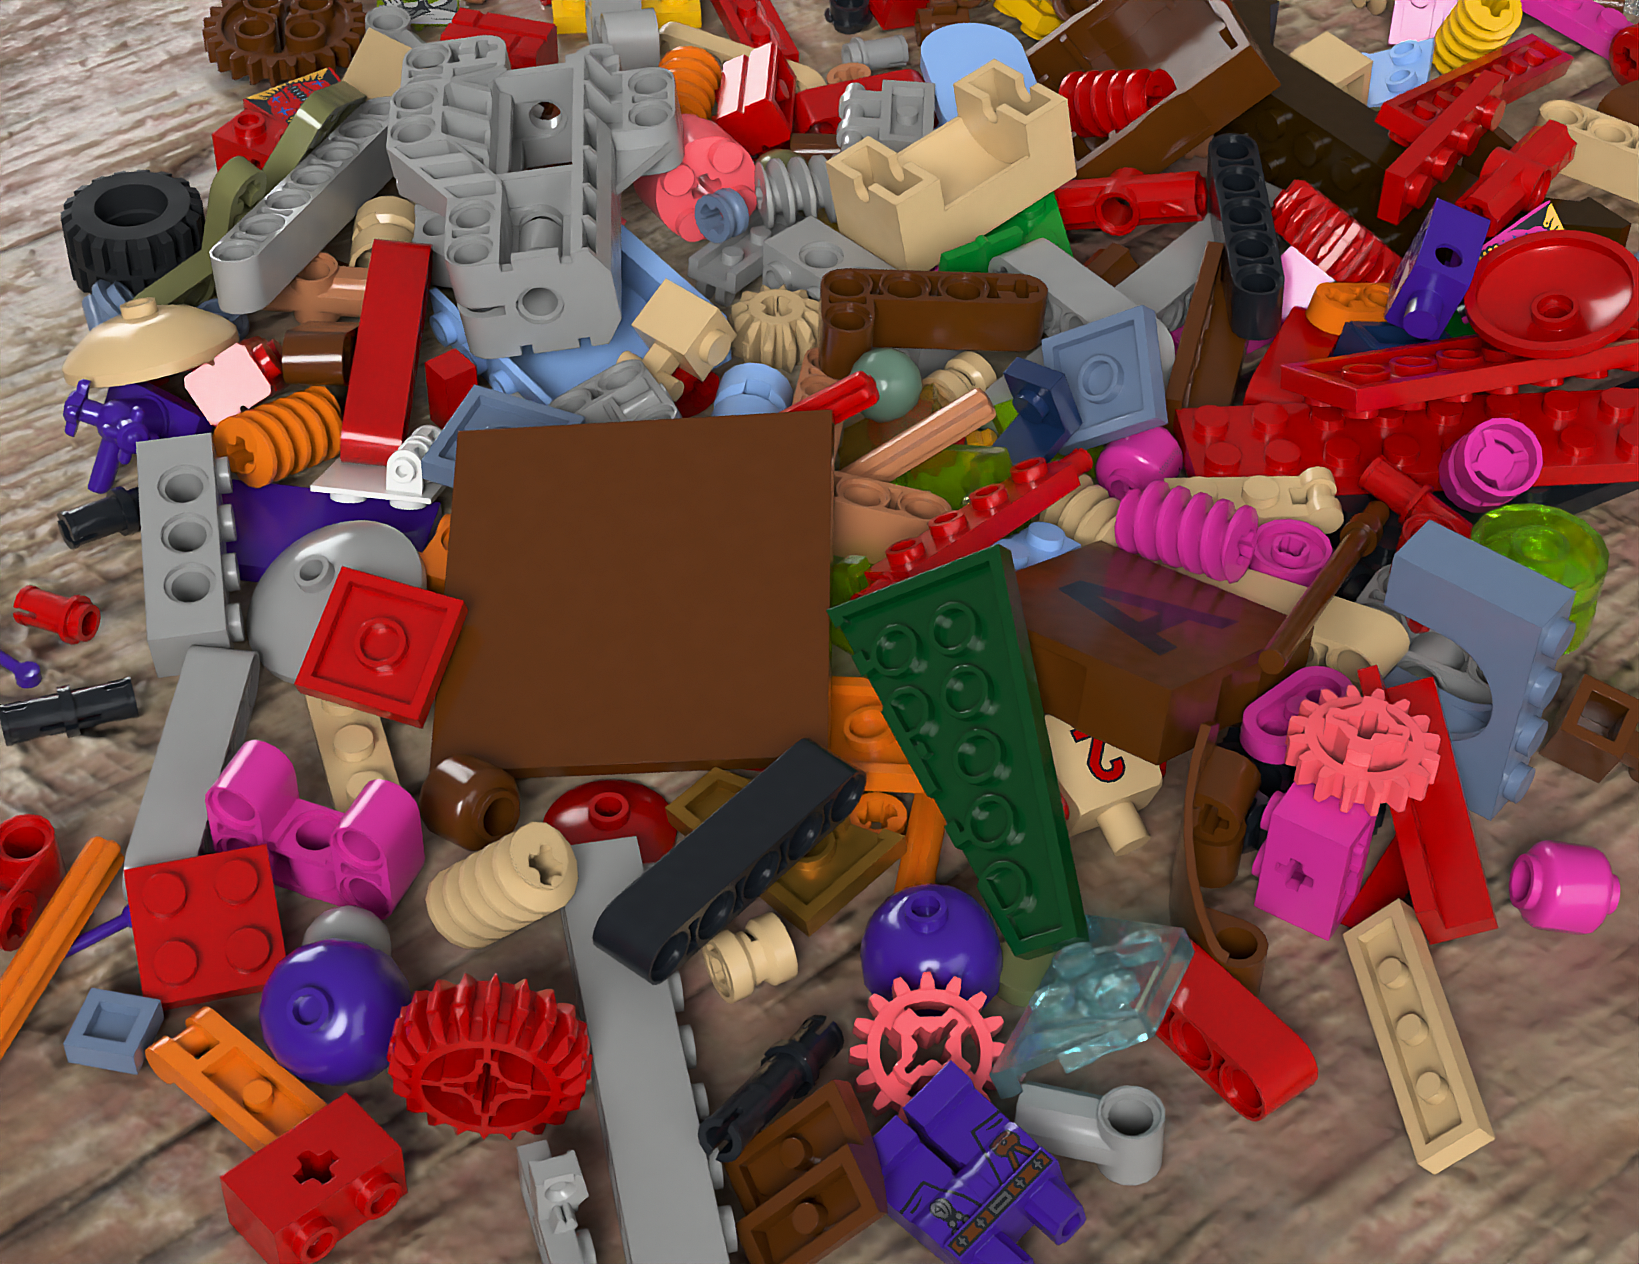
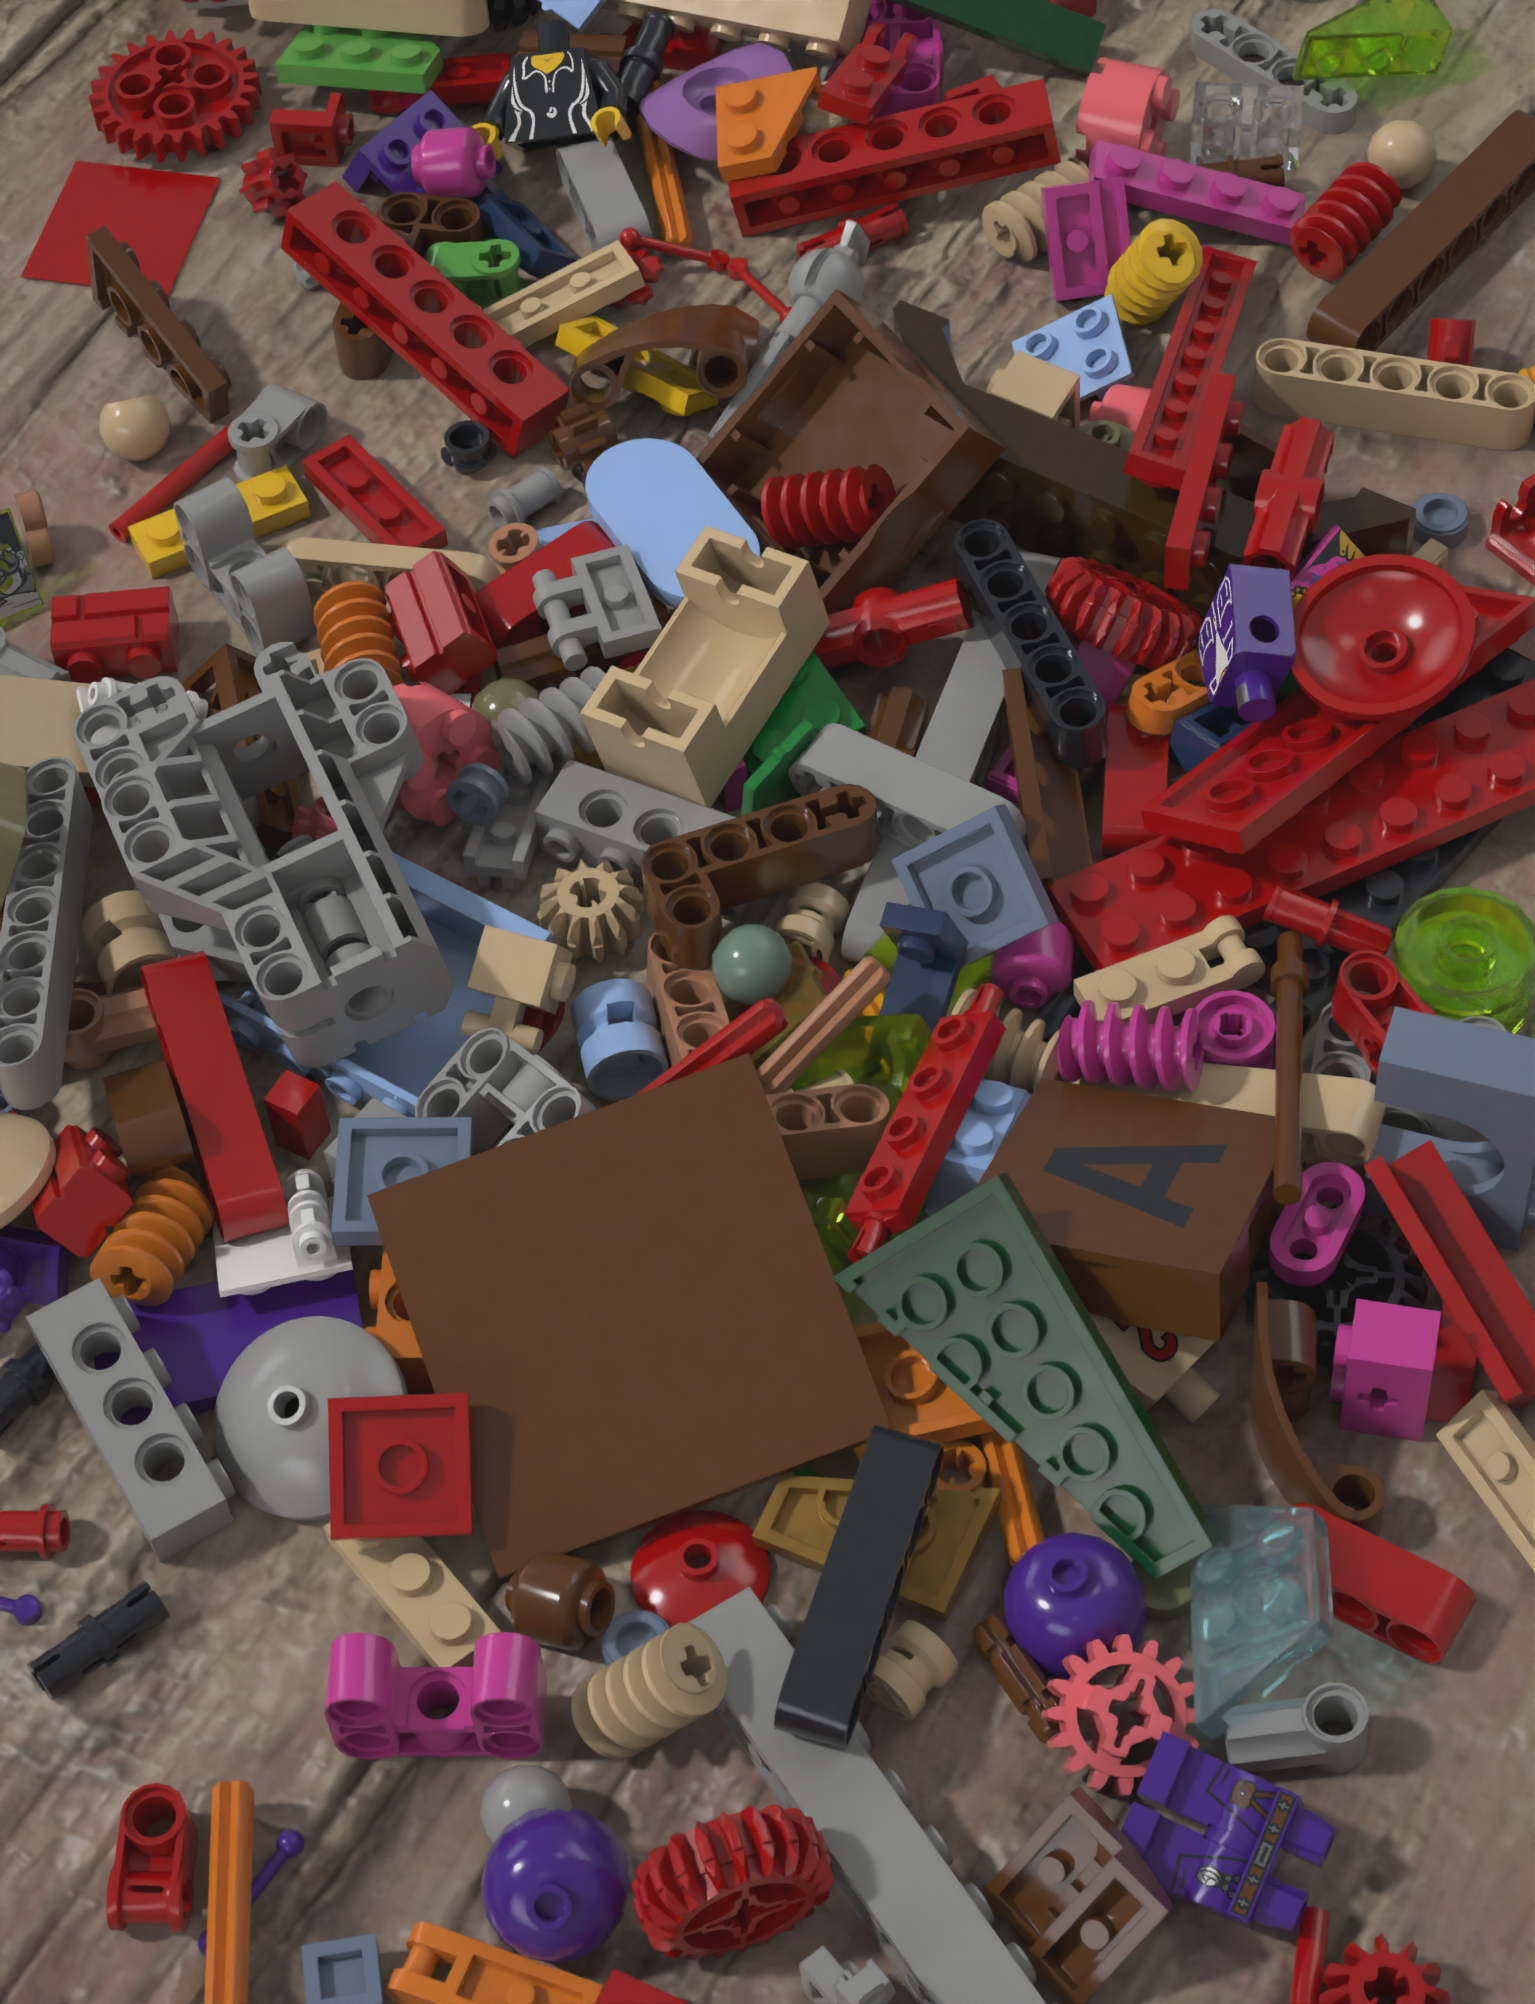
camera: 15 degrees left, 10 degrees up
(197, 743) = (269, 1671): light grey beam -> none
(205, 926) = (379, 1838): red plate -> none
(784, 1075) = (1001, 1784): black pin -> none
(849, 990) = (1017, 1674): none -> reddish brown axle
(1362, 750) = (1406, 1260): coral gear -> none
(1501, 455) = (1387, 861): dark pink wheel -> none

